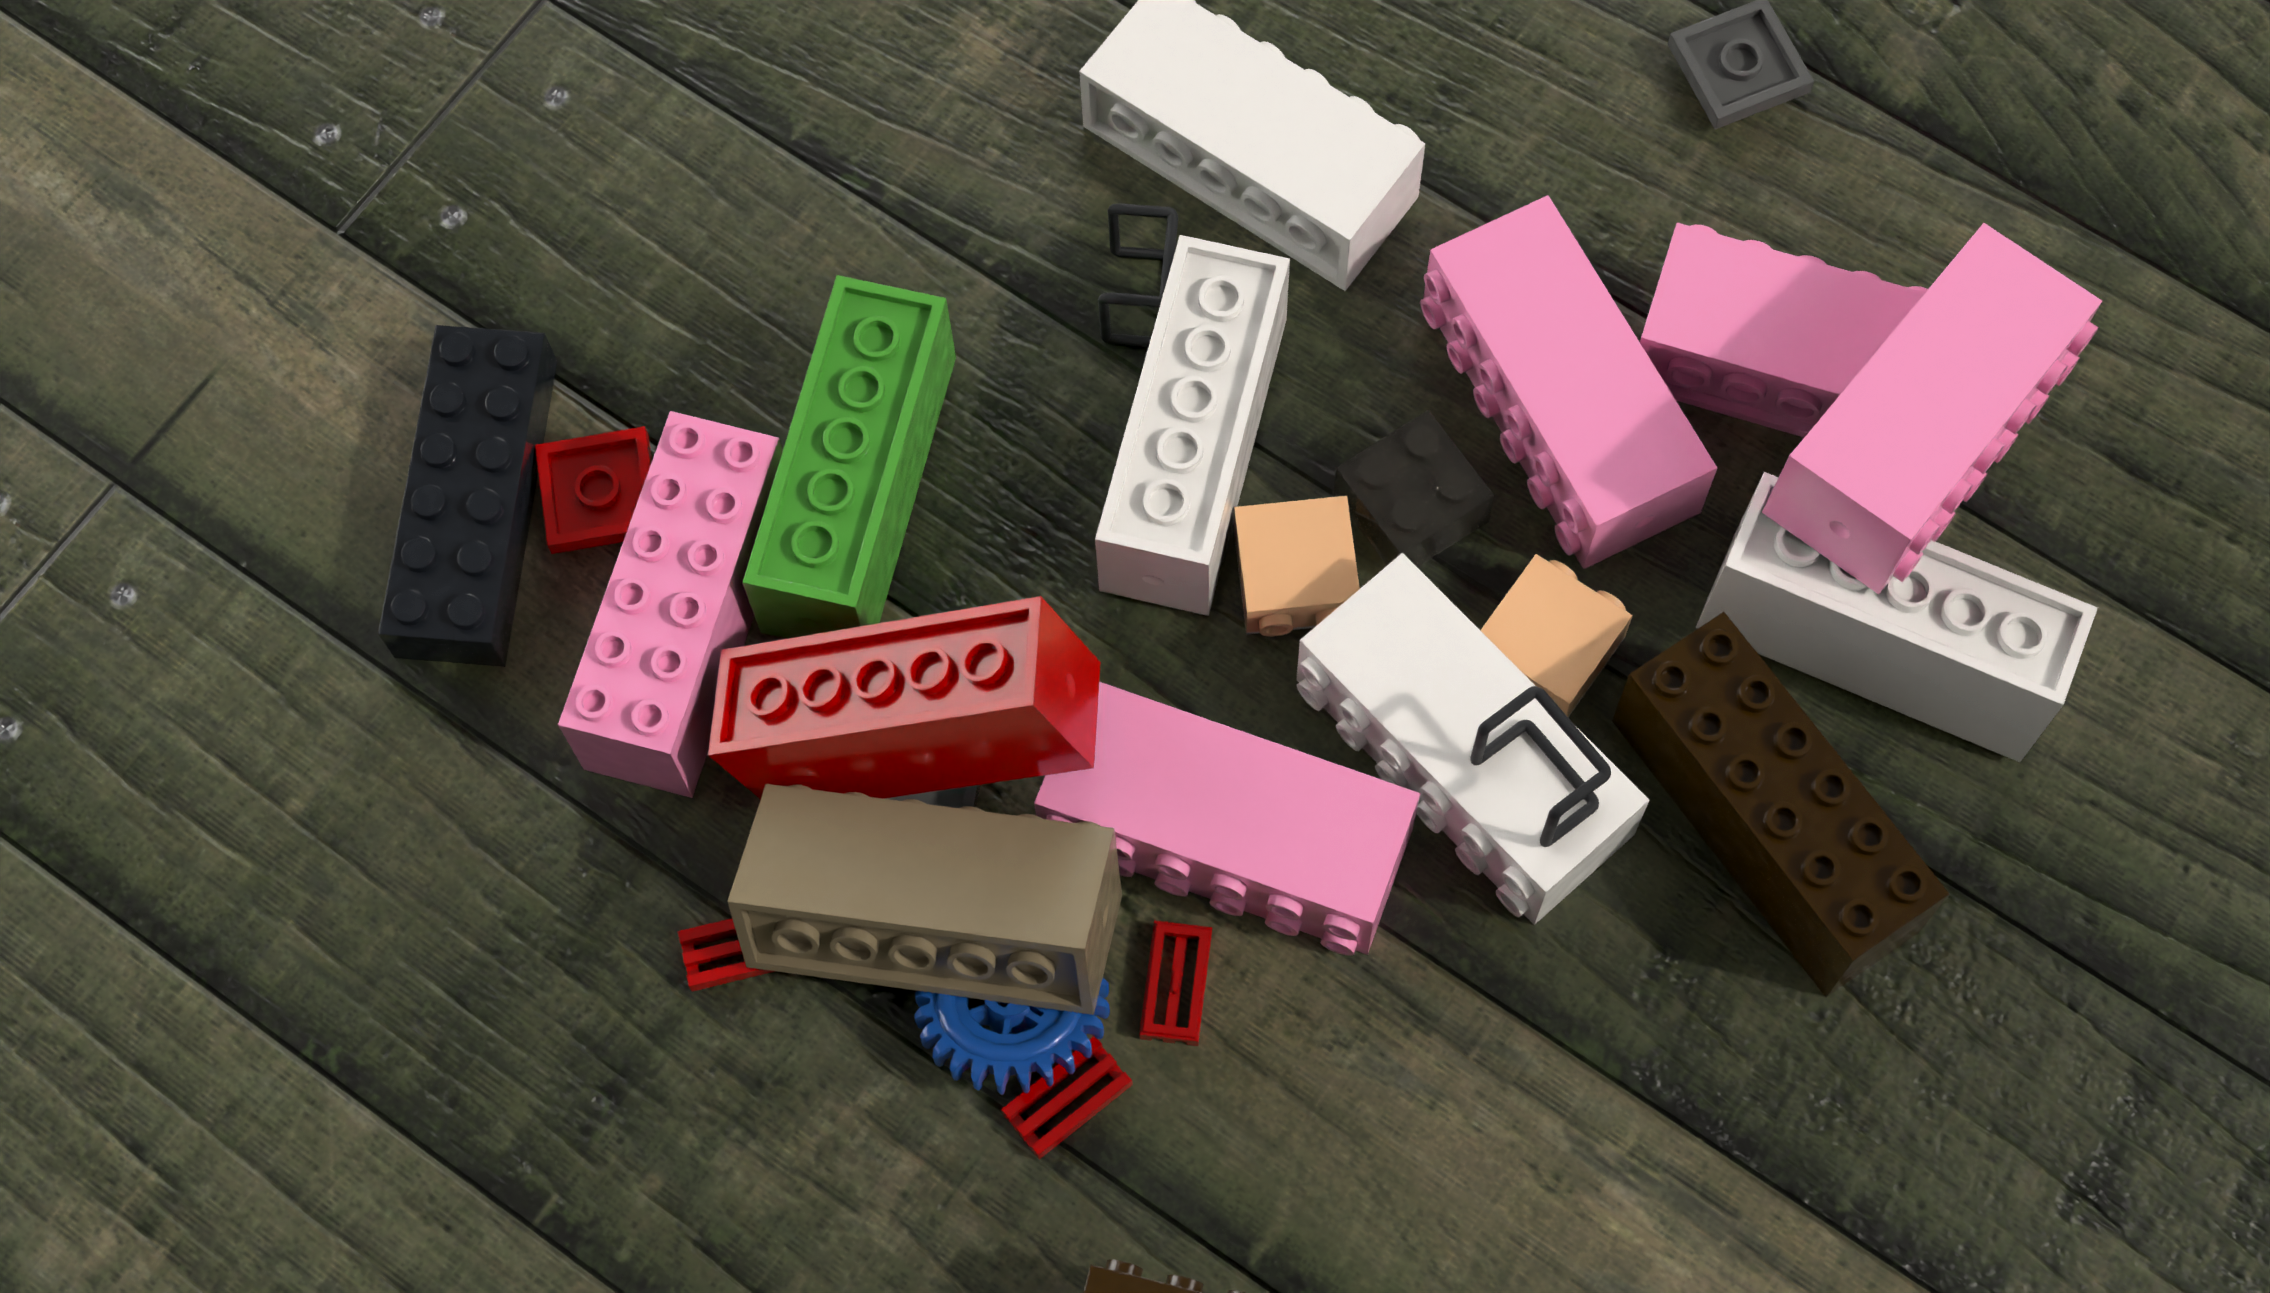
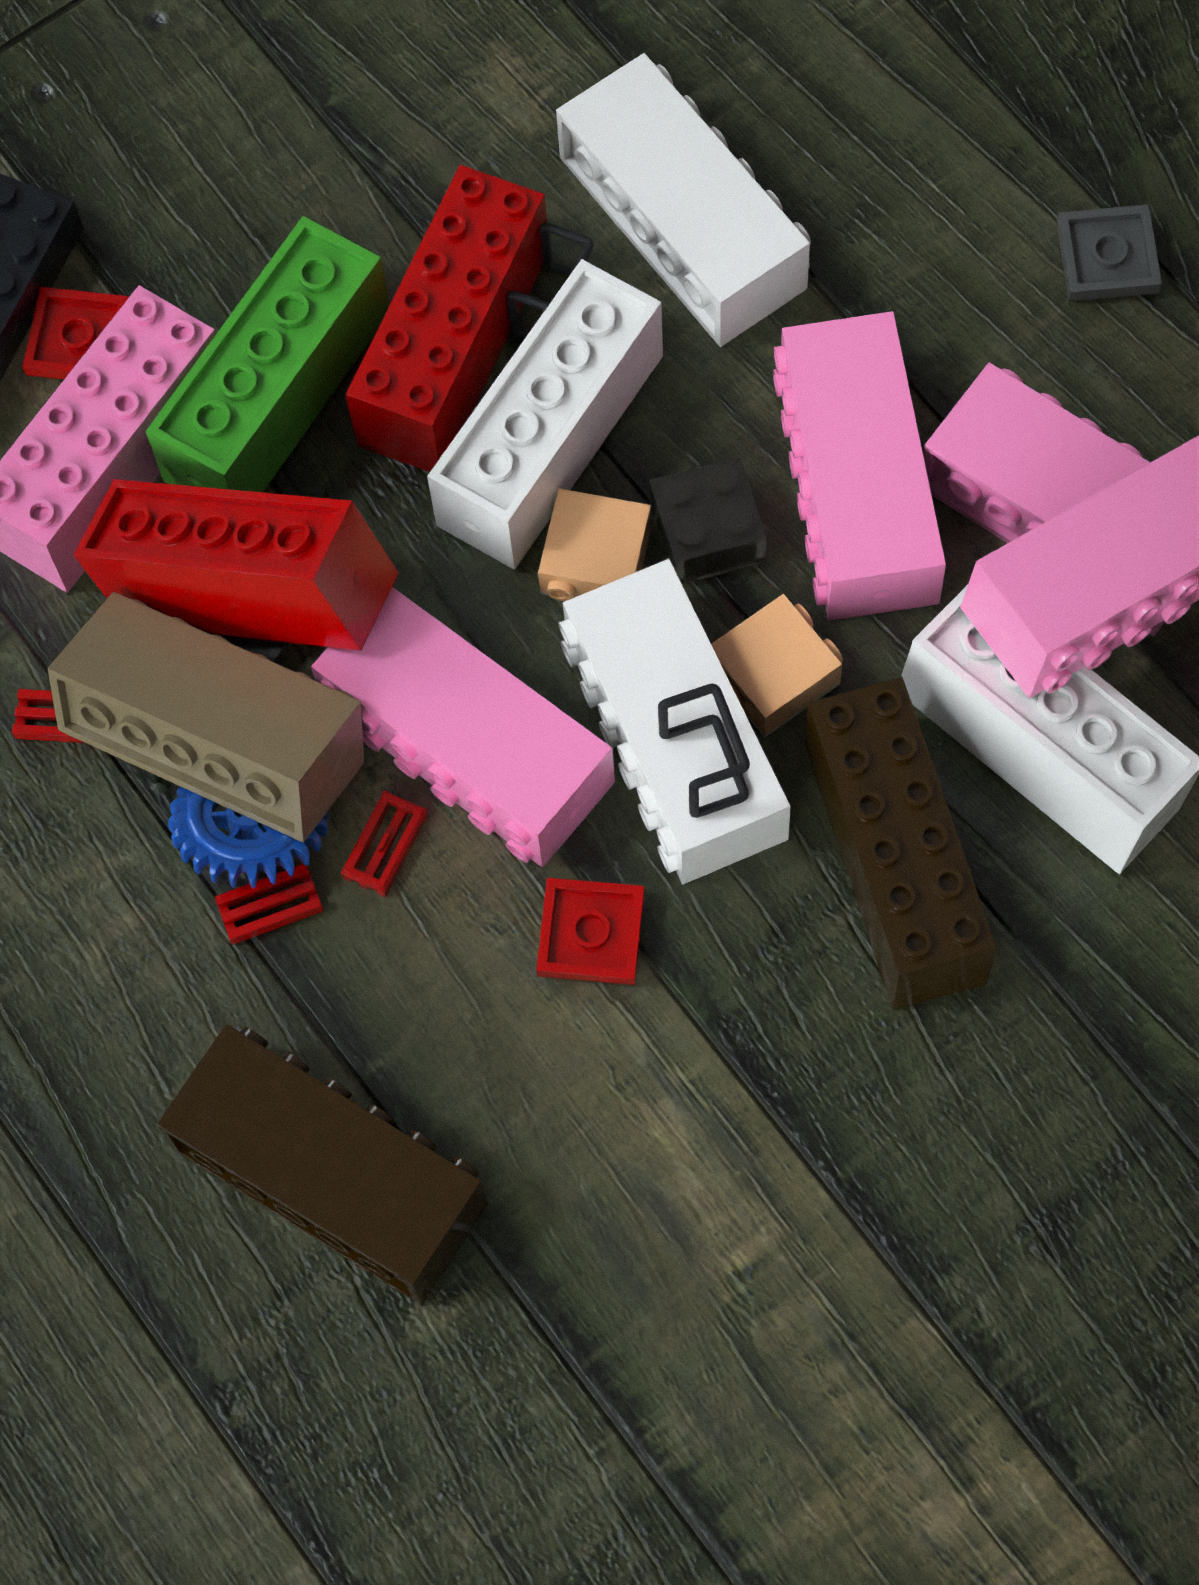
camera: 20 degrees right, 0 degrees up
(1037, 349) = (447, 319): none -> red brick
(1455, 1013) = (590, 931): none -> red plate

